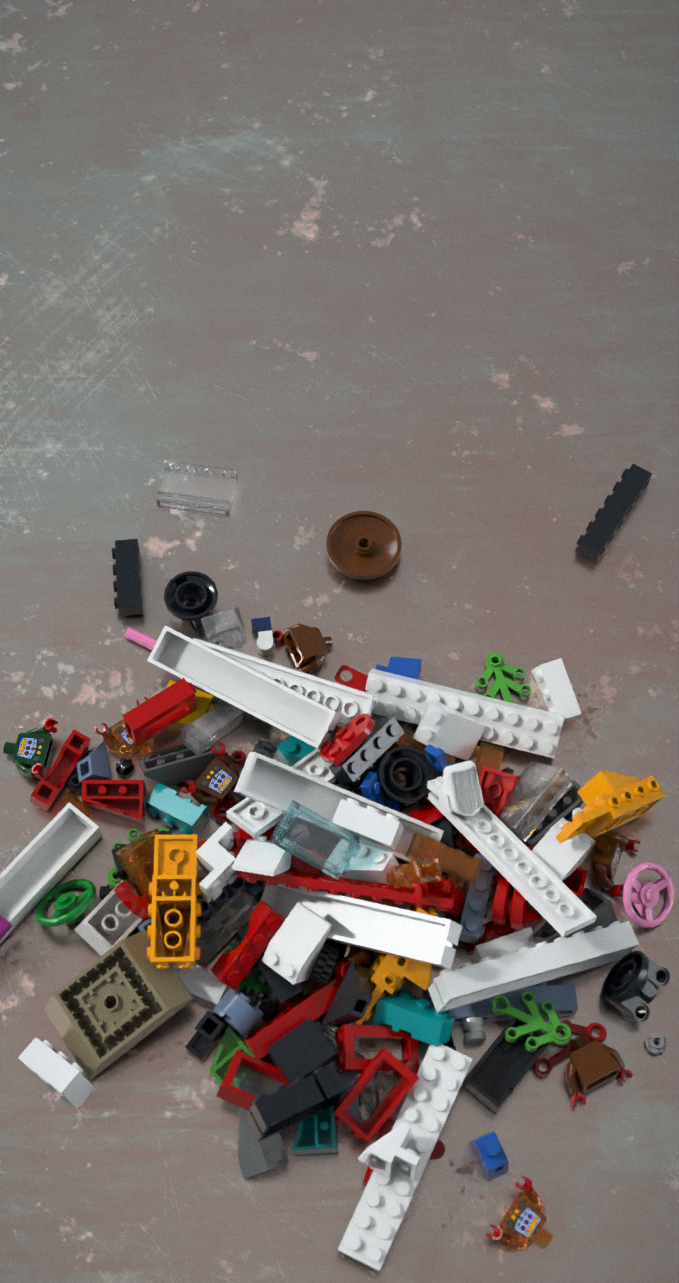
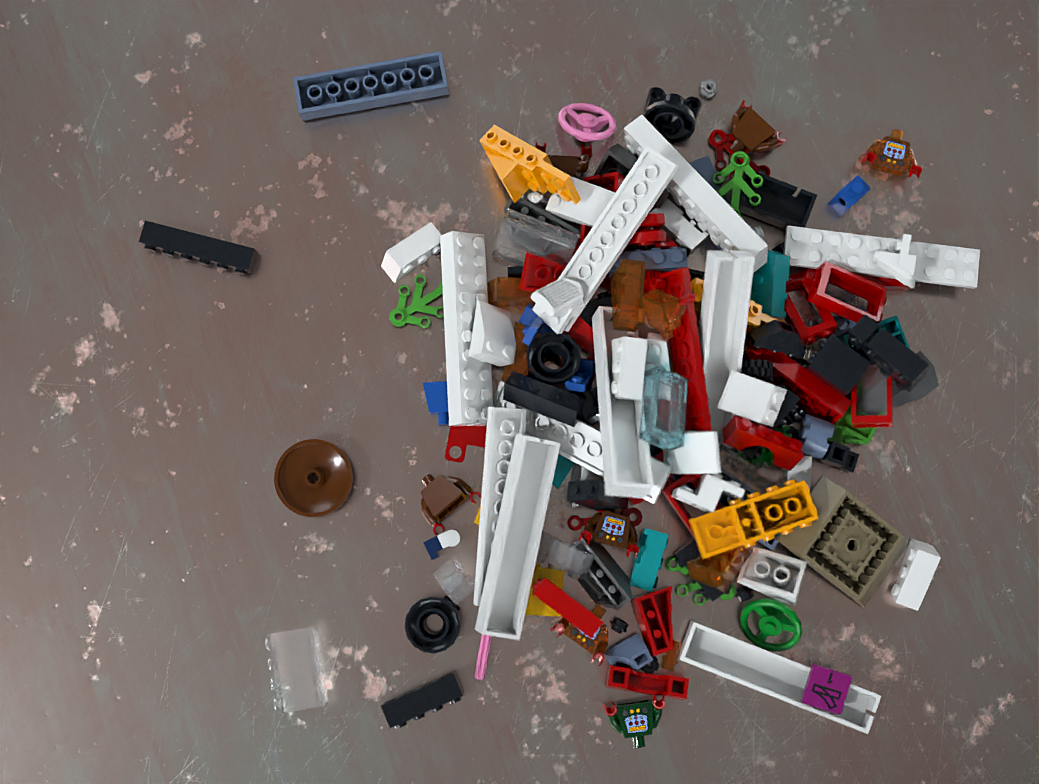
camera: 105 degrees left, 20 degrees up
(135, 904) = (755, 556): red slope -> none
(347, 739) = (543, 417): red plate -> none

